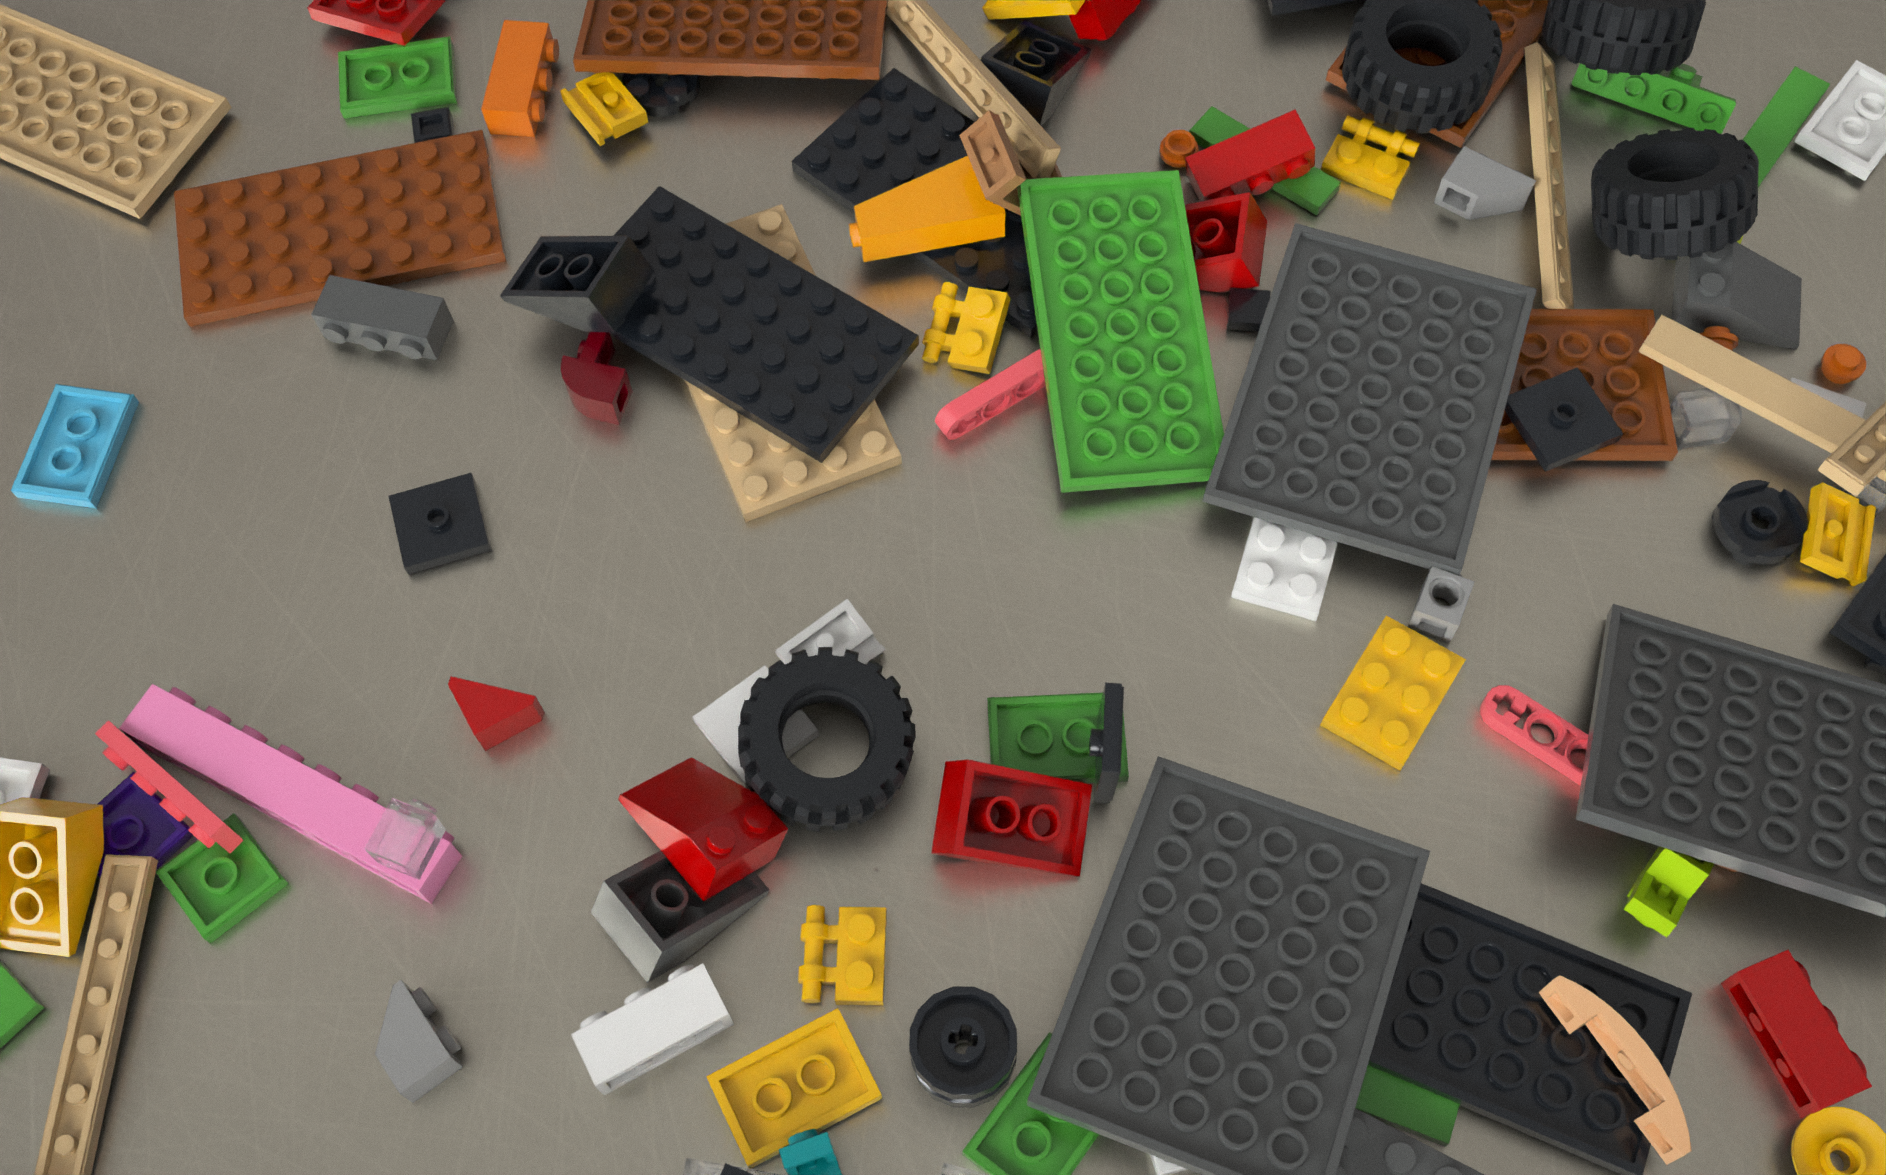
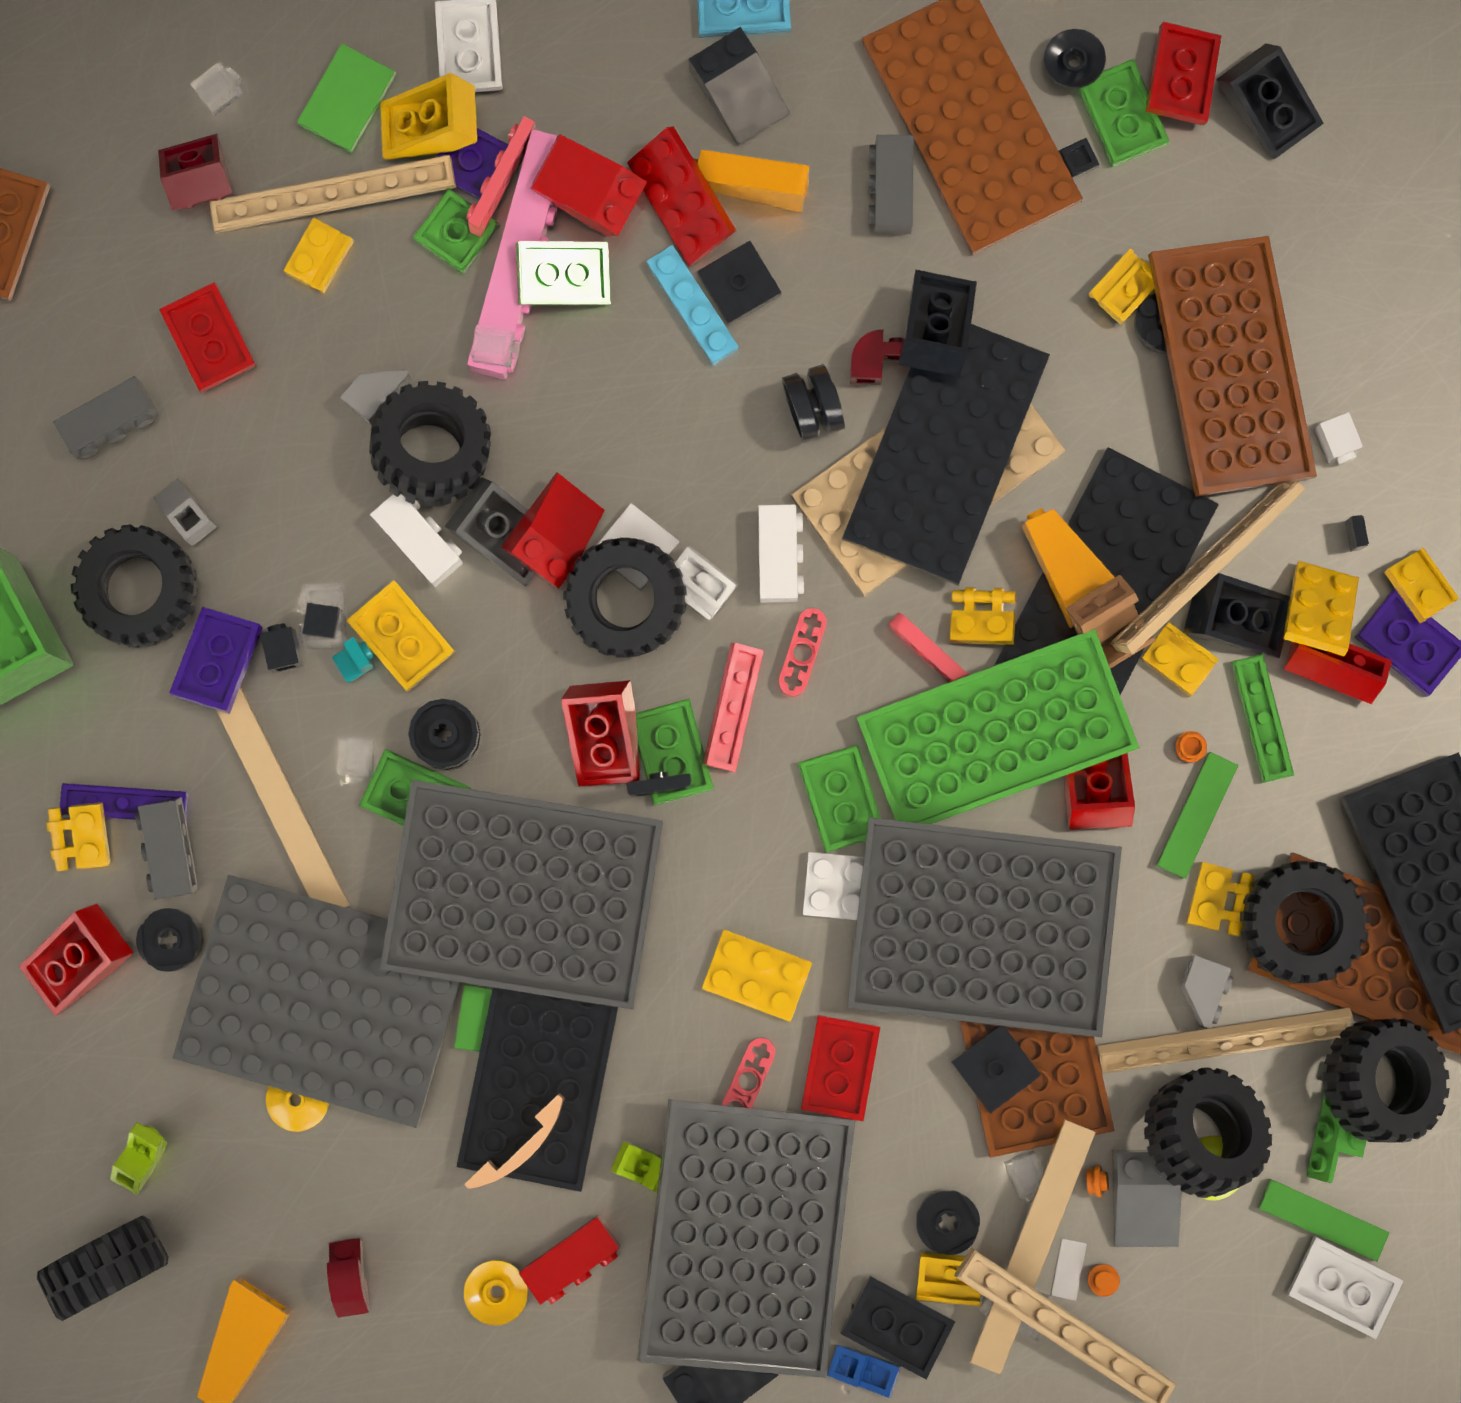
camera: 80 degrees right, 20 degrees up
(174, 1091) = (318, 255): none -> yellow plate
(177, 468) = (738, 86): none -> slope
(231, 668) = (588, 186): none -> red slope
(293, 560) = (681, 196): none -> red plate
(309, 467) = (756, 179): none -> light orange slope
(312, 103) = (1074, 45): none -> black dish
(338, 734) = (562, 273): none -> tile
(446, 586) = (692, 305): none -> medium azure plate
(495, 711) = (602, 367): red slope -> none
(520, 78) = (1137, 212): orange brick -> none
(545, 1005) = (435, 407): none -> black tyre
(631, 451) = (812, 403): none -> black wheel
(818, 543) = (780, 553): none -> white brick
(860, 955) = (495, 655): yellow plate -> none
(926, 542) = (802, 628): none -> coral beam
(1014, 642) = (733, 707): none -> coral plate
(1081, 138) = (1179, 659): none -> yellow plate
(1159, 77) = (1262, 718): none -> bright green tile
(1165, 540) = (839, 796): none -> bright green tile
(1246, 308) = (1052, 824): black tile -> none
(1252, 159) = (1178, 804): red brick -> none
(1435, 619) = (814, 1002): light grey brick -> none
(1538, 610) = (840, 1068): none -> red plate

